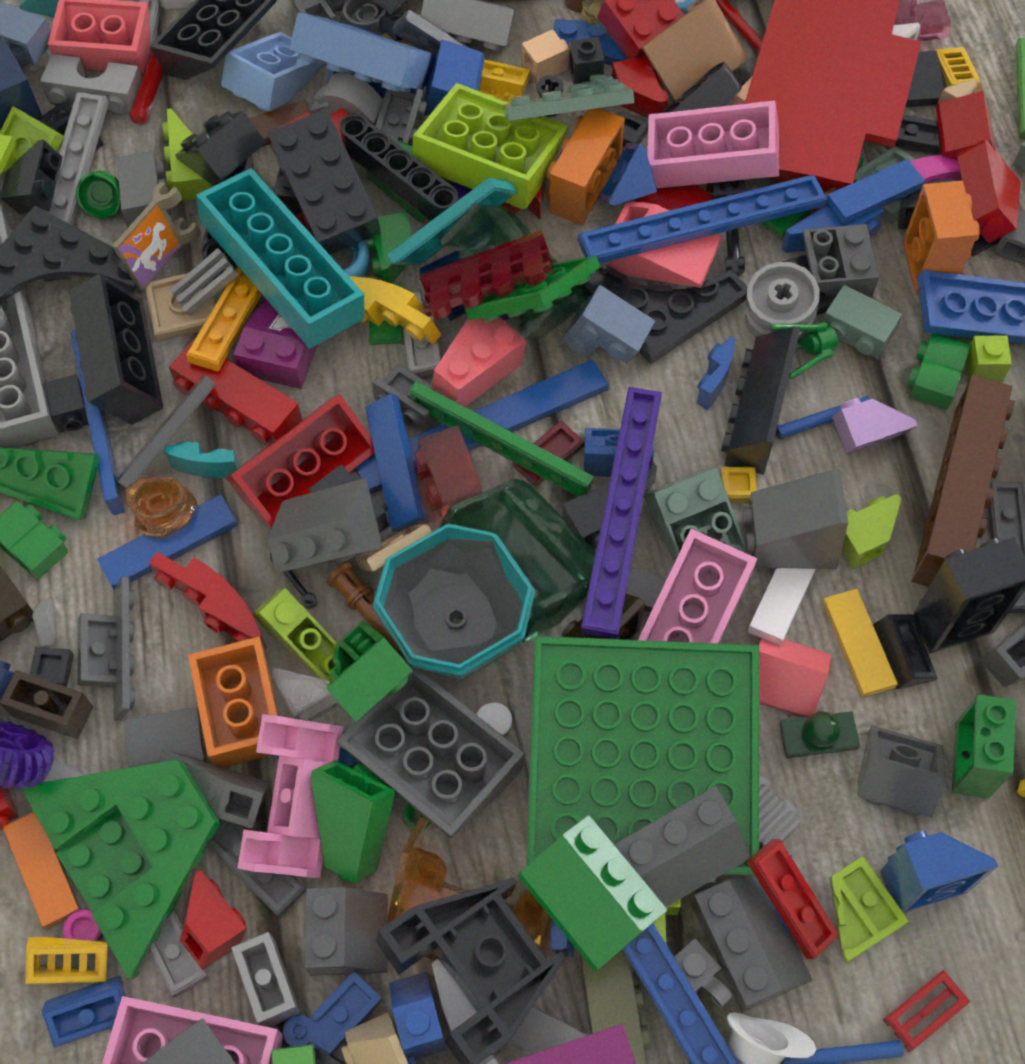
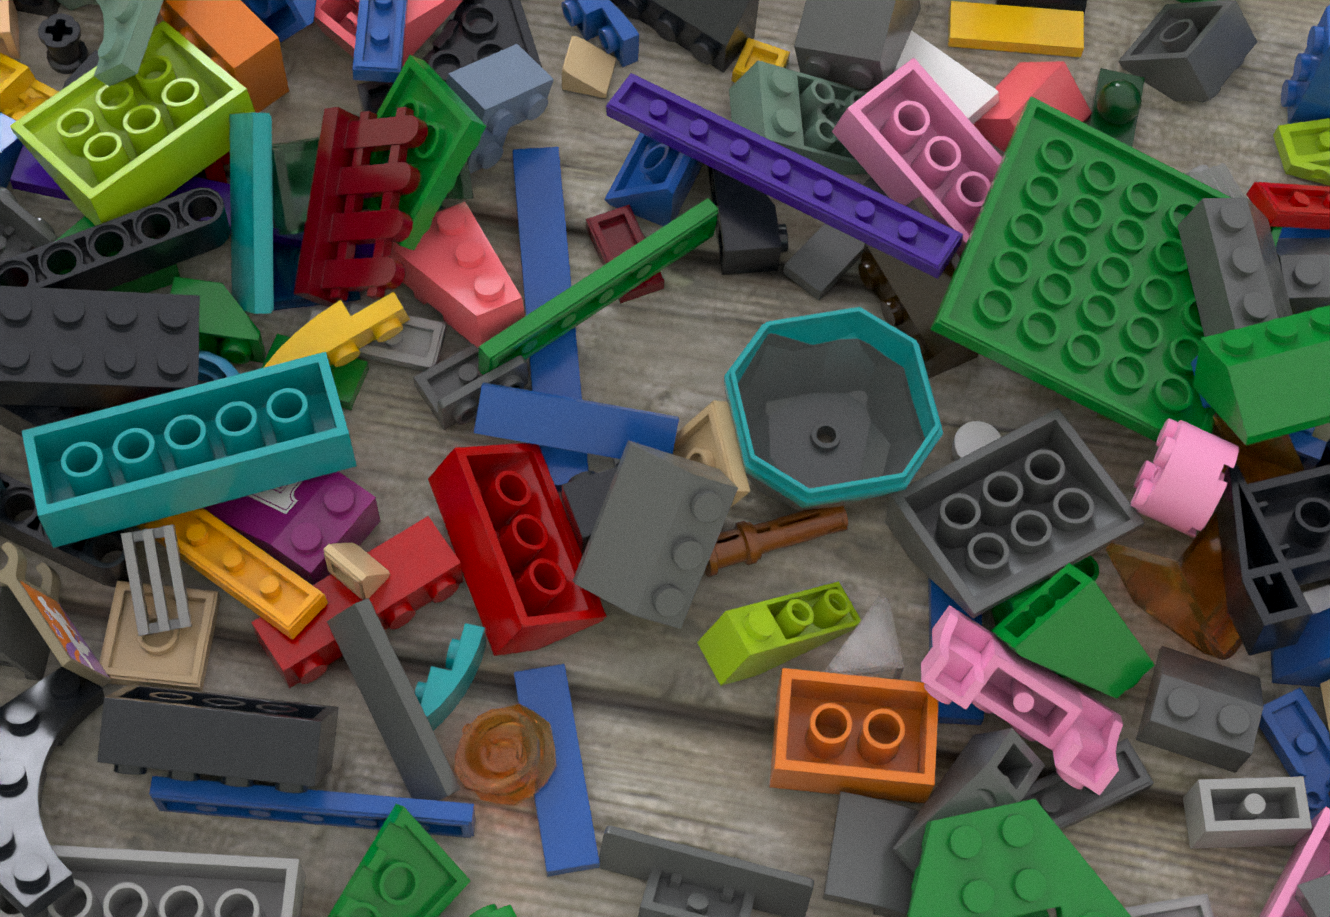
camera: 75 degrees left, 0 degrees up
(66, 403) = (267, 833): black brick -> none
(209, 922) = (1149, 864): red slope -> none
(216, 598) = (693, 716): red slope -> none
(242, 374) = (355, 568): none -> tan slope
(309, 599) = (639, 631): black hinge -> none
(365, 670) = (885, 538): green wedge -> none
(447, 469) = (629, 359): clear red brick -> none
(491, 848) = (1184, 477): none -> bright pink brick
(539, 541) = (730, 302): clear green windscreen -> none
(679, 379) = (587, 69): none -> tan slope

